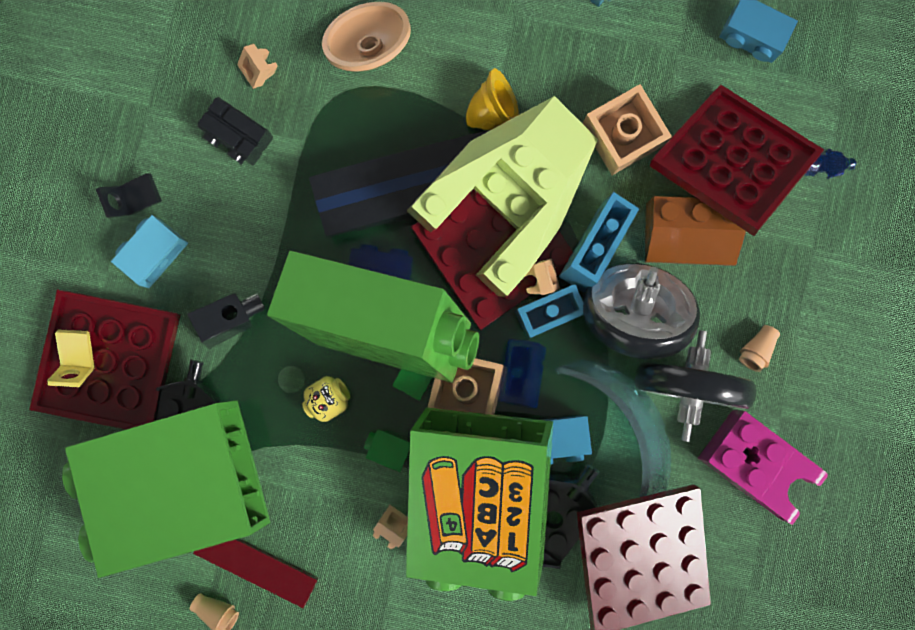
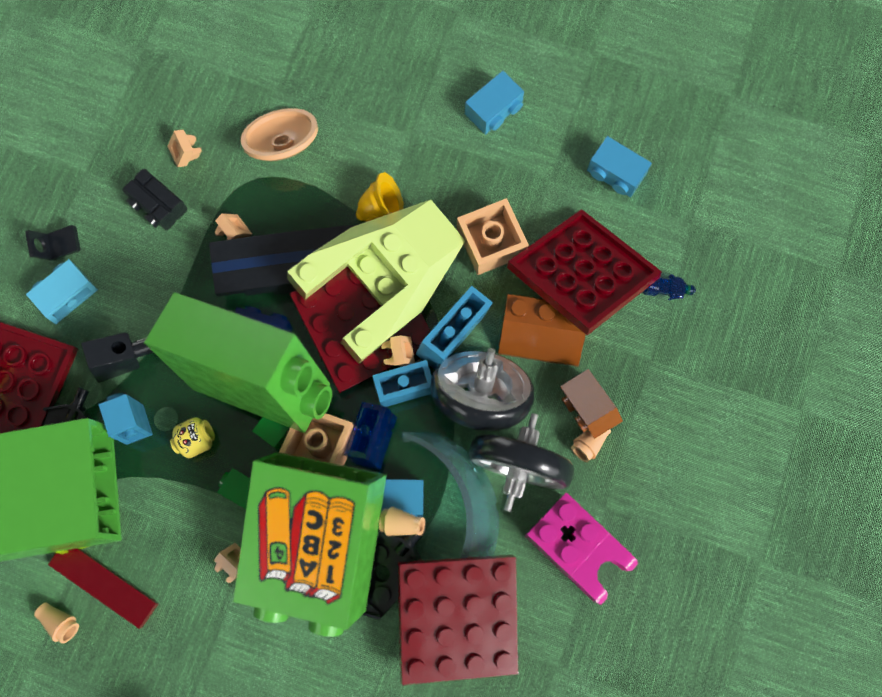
camera: 10 degrees right, 10 degrees down
(249, 389) = (125, 418): none -> dark azure brick
(330, 154) = (231, 226): none -> light nougat tile
(571, 469) = (398, 522): none -> light nougat cone
(760, 309) = (591, 403): none -> dark orange brick

